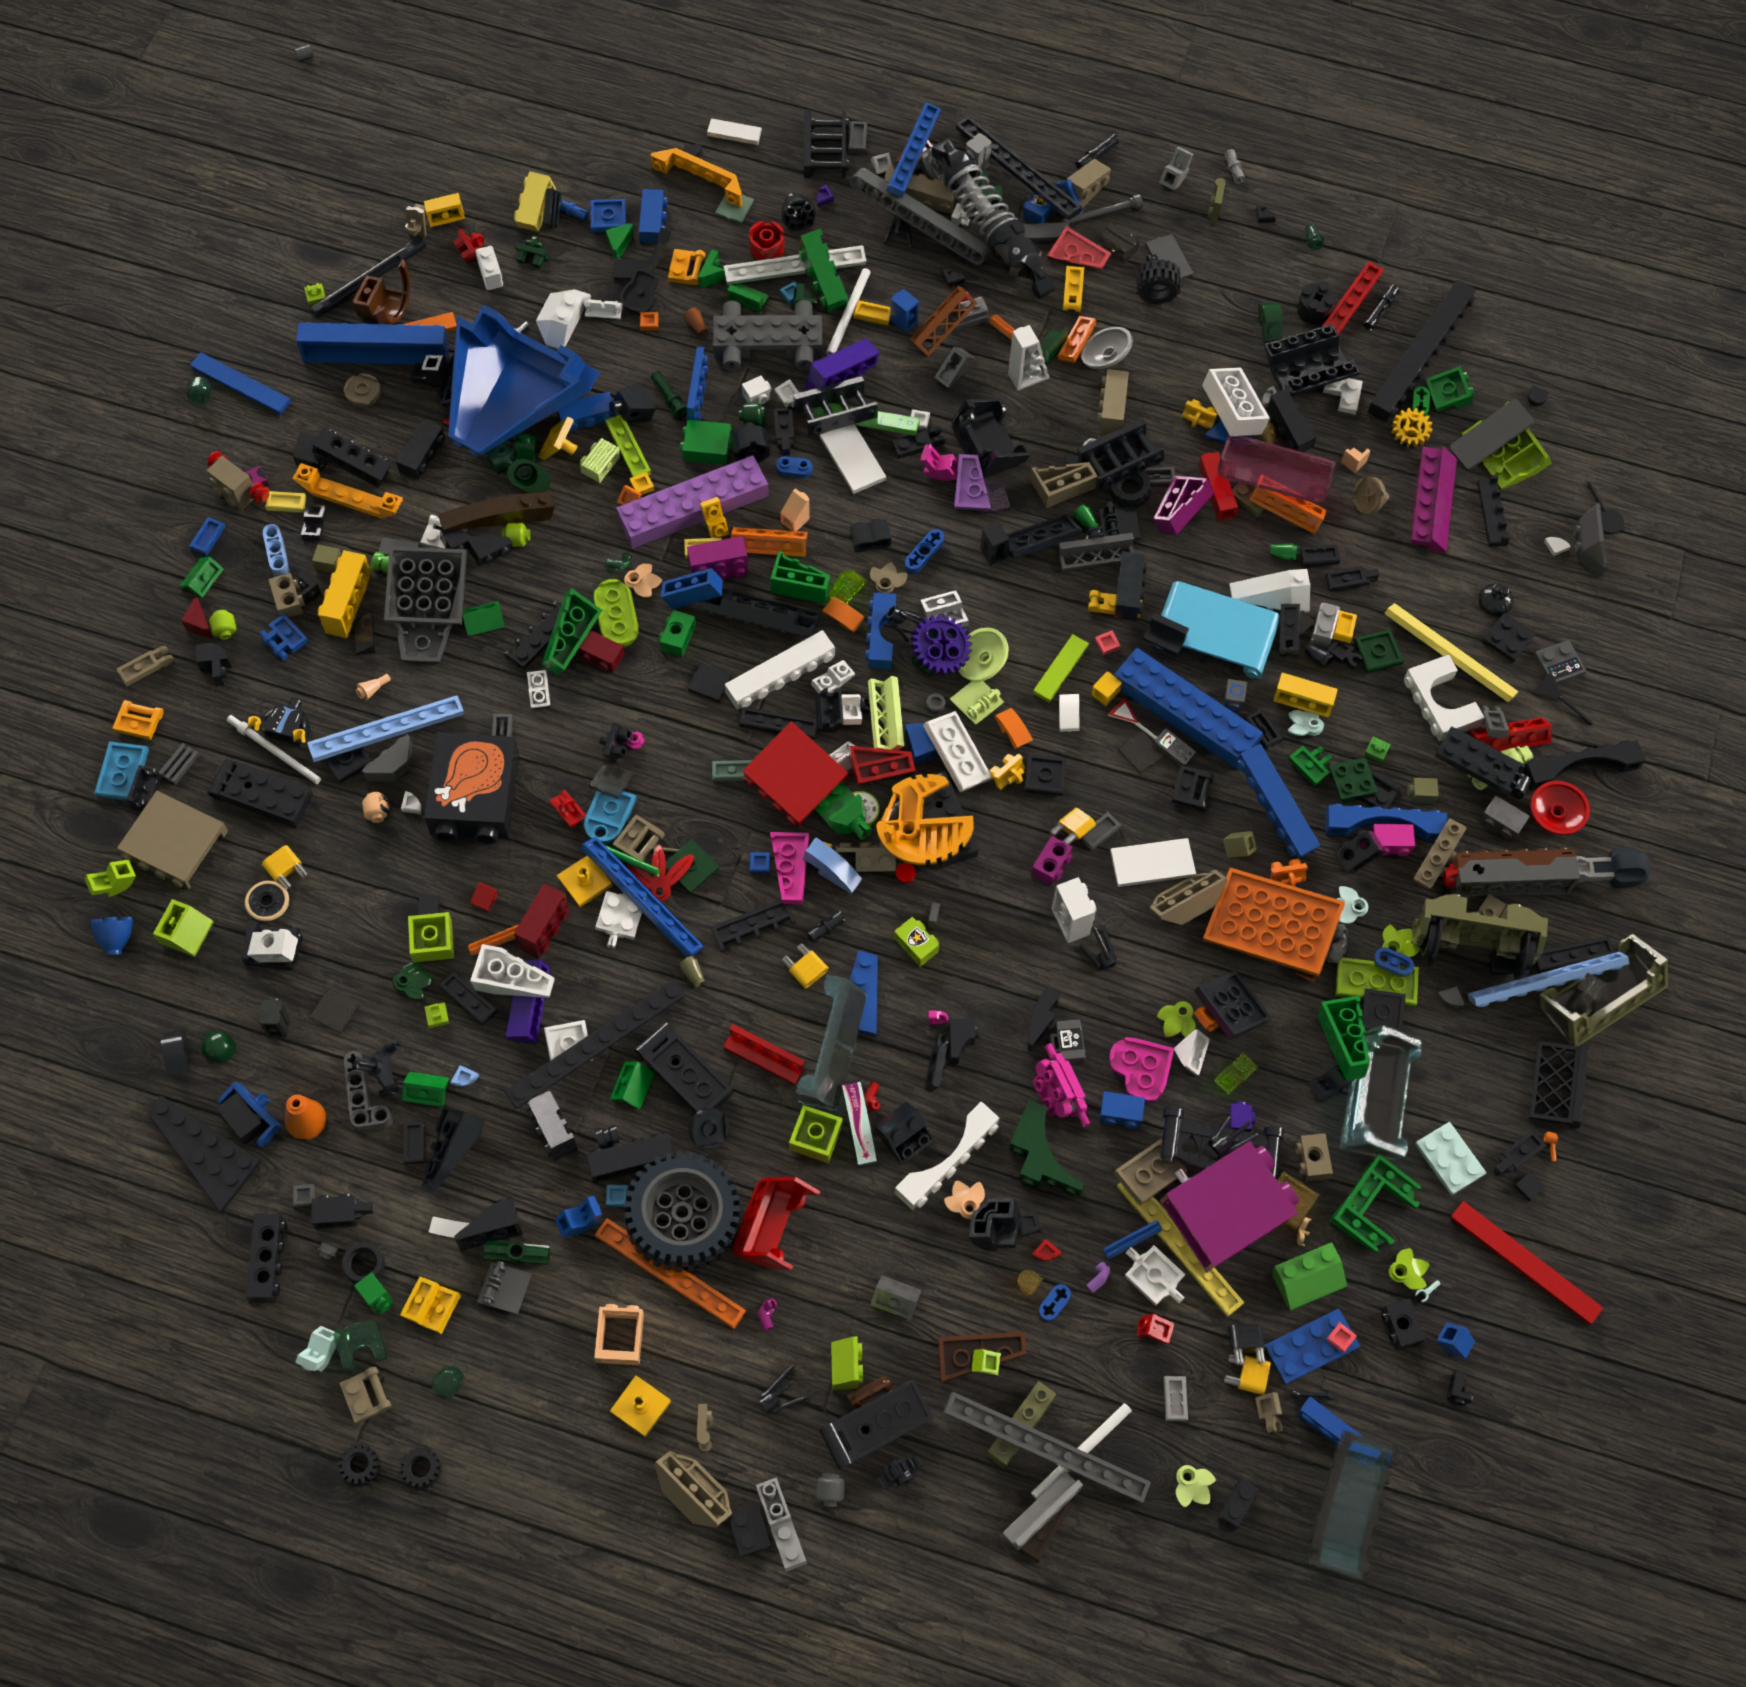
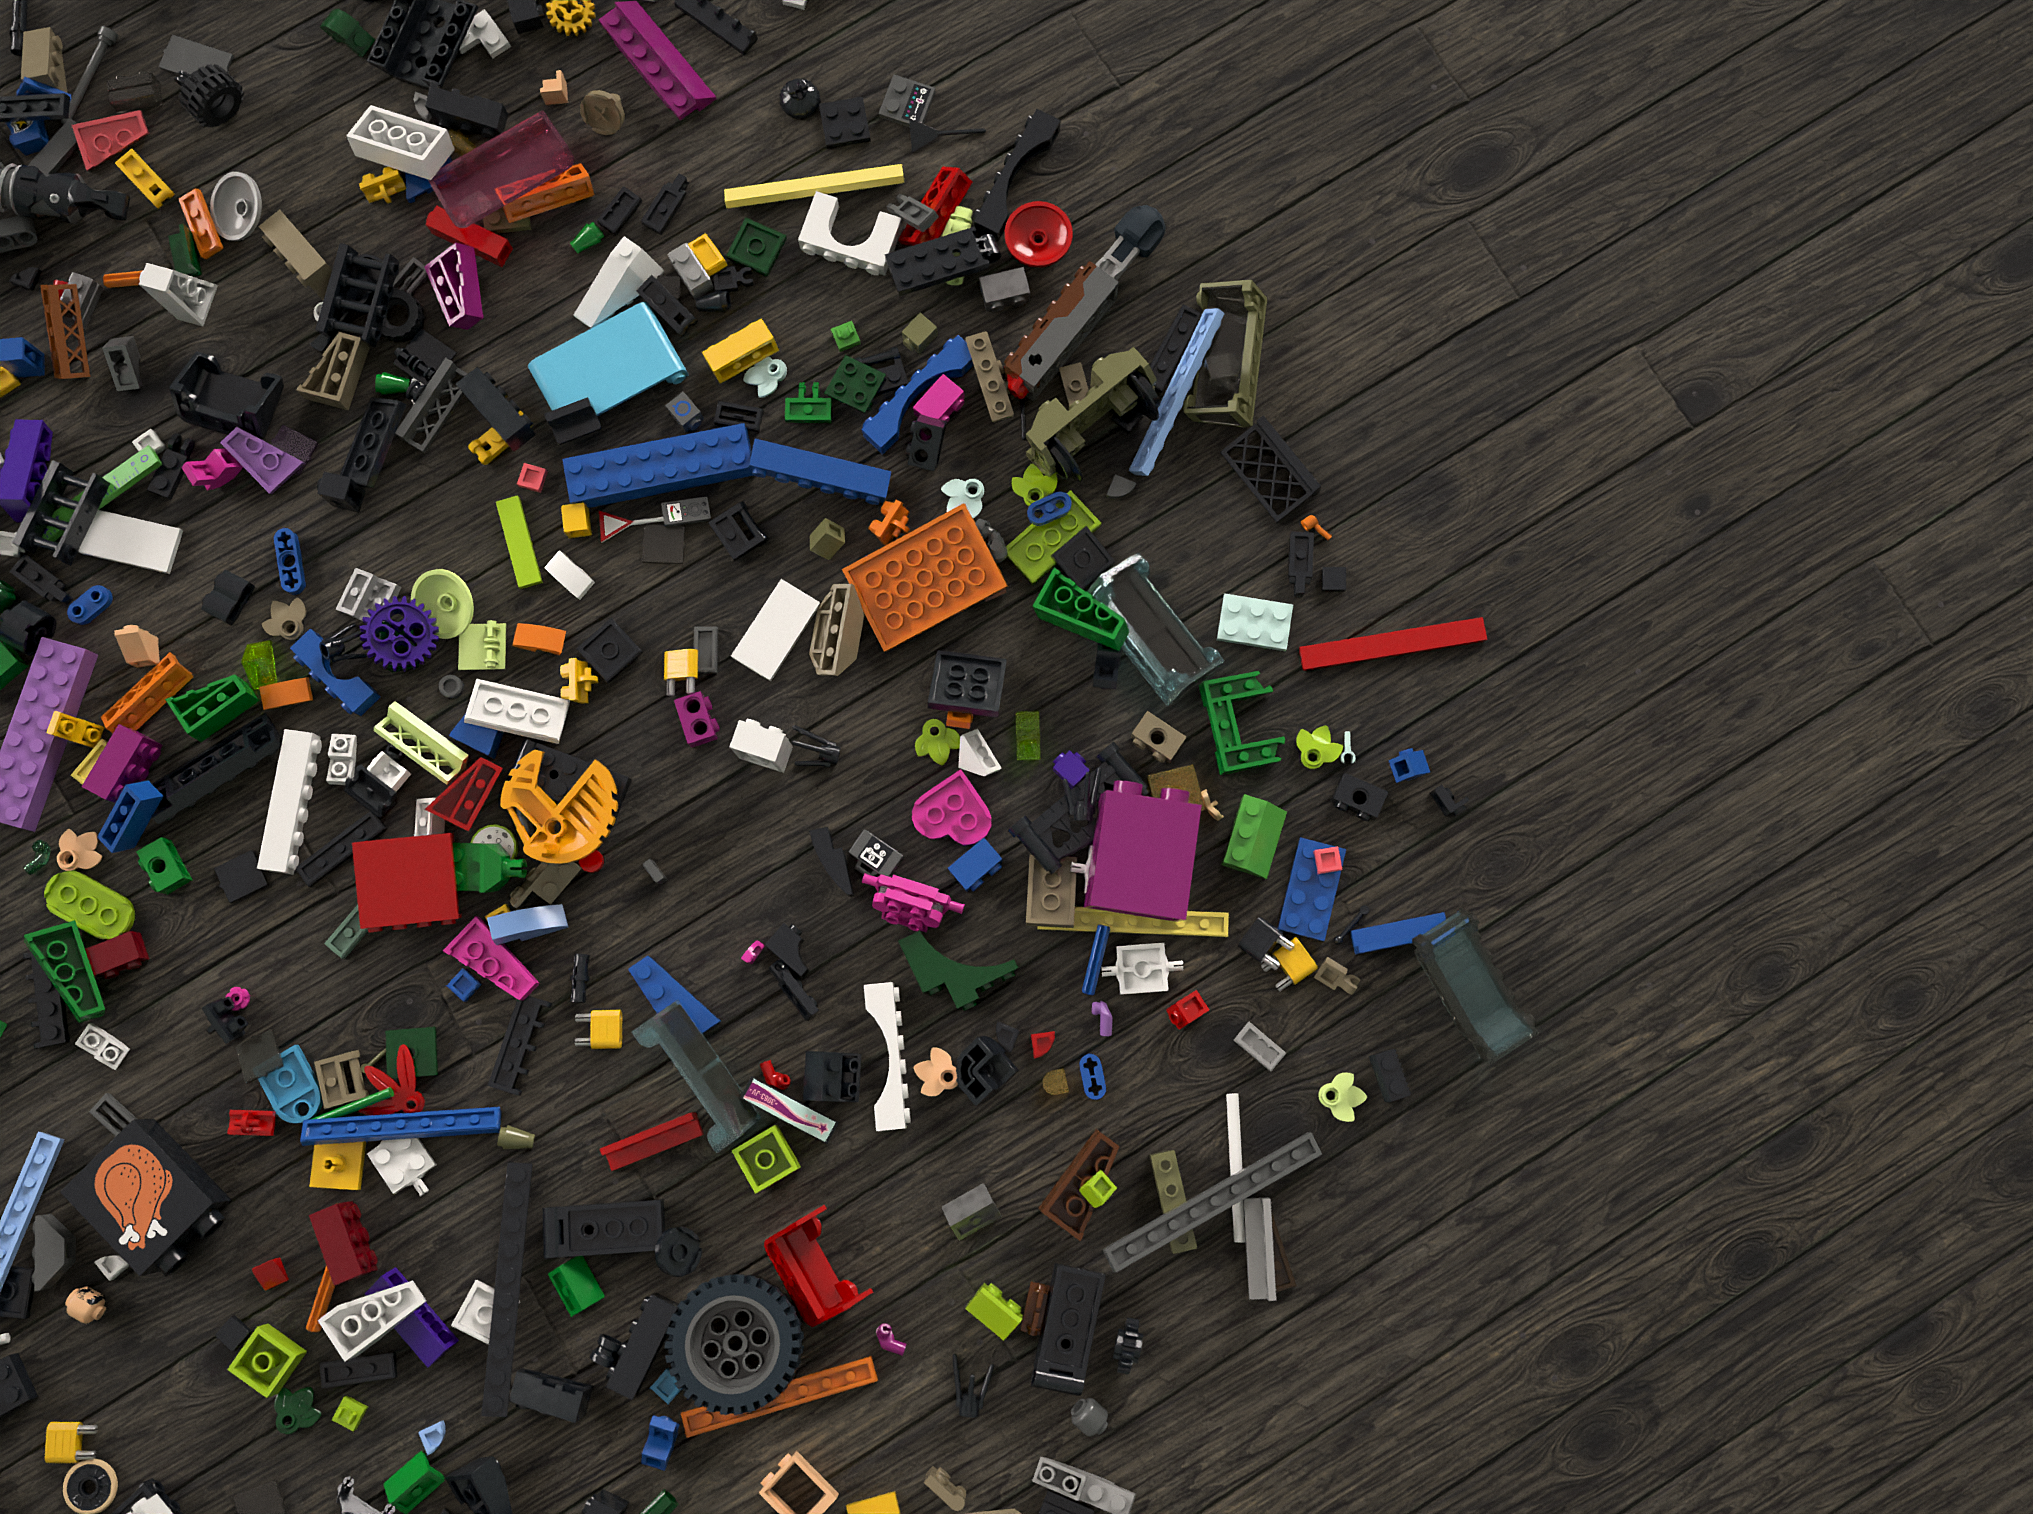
camera: 45 degrees left, 15 degrees up
(916, 941) = (665, 908): lime brick -> none

